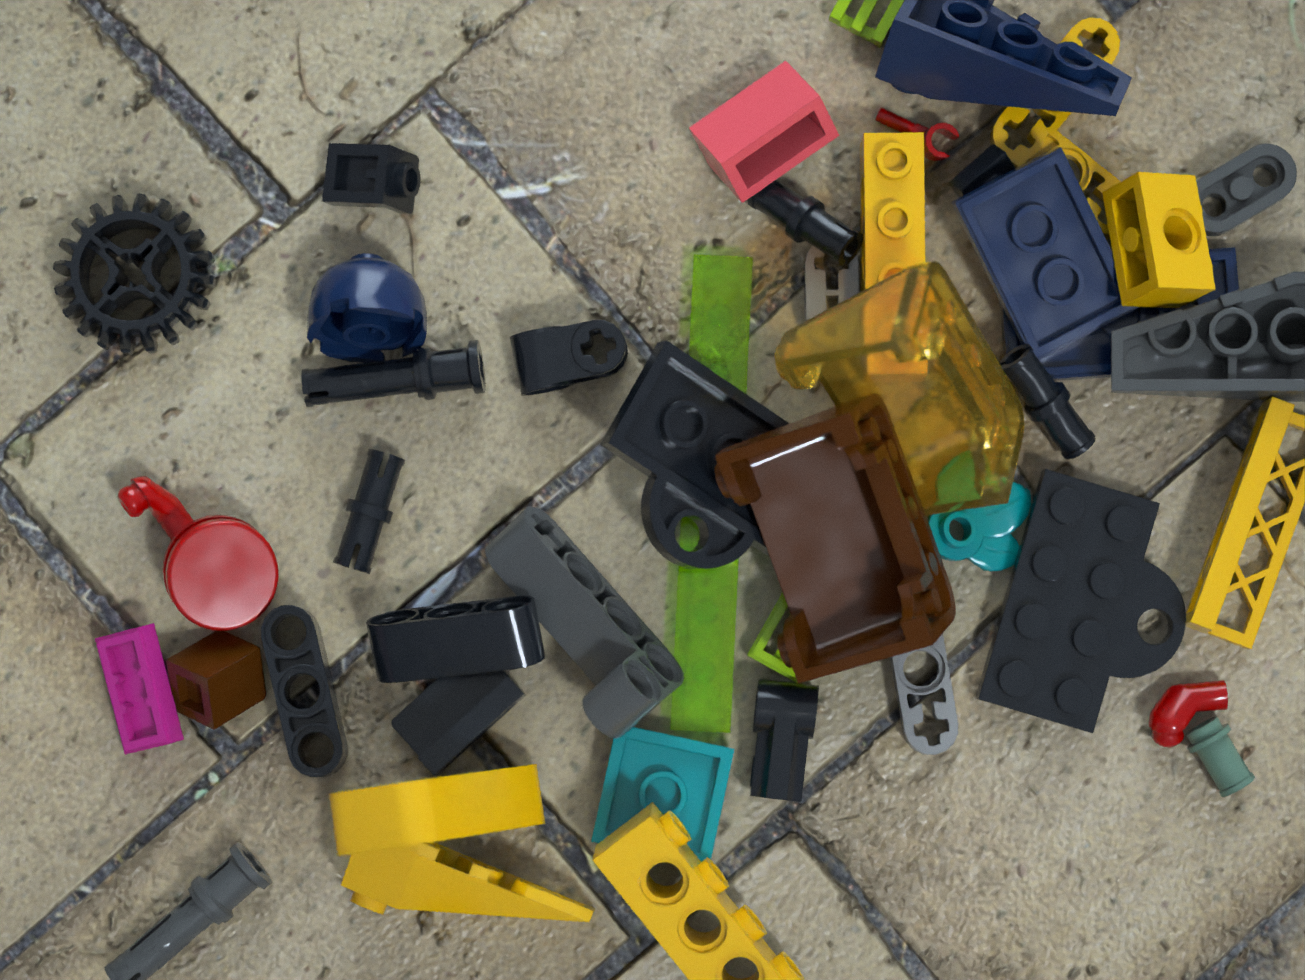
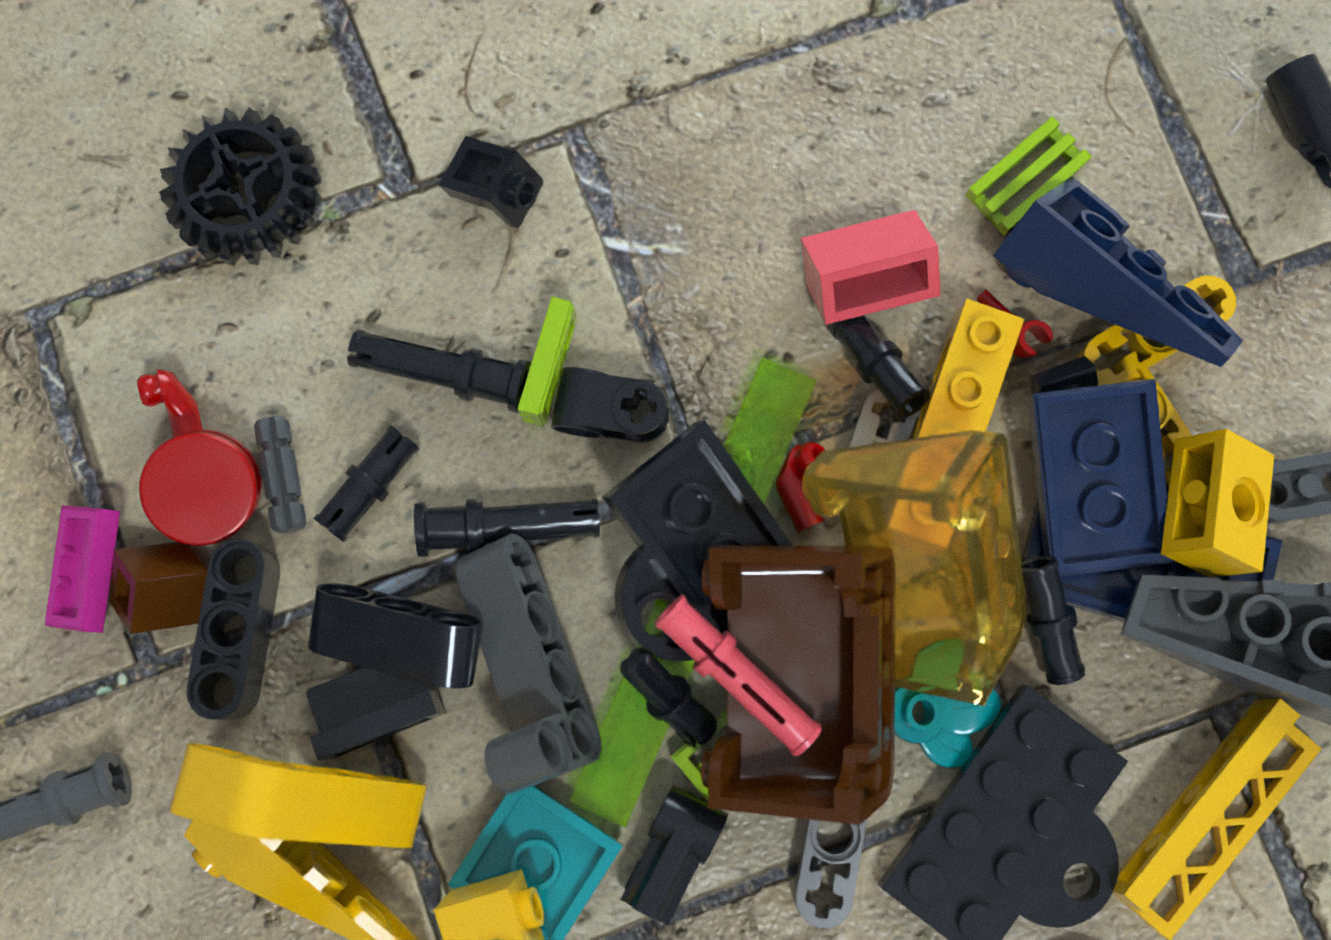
camera: 20 degrees right, 5 degrees down
(283, 533) = (279, 474): none -> dark grey axle
(366, 309) = (435, 294): dark blue cylinder -> none
(489, 512) = (476, 525): none -> black pin
(495, 334) = (547, 362): none -> lime tile
(720, 531) = (719, 657): none -> coral pin
(727, 602) = (669, 698): none -> black axle
(762, 357) = (790, 486): none -> red arm

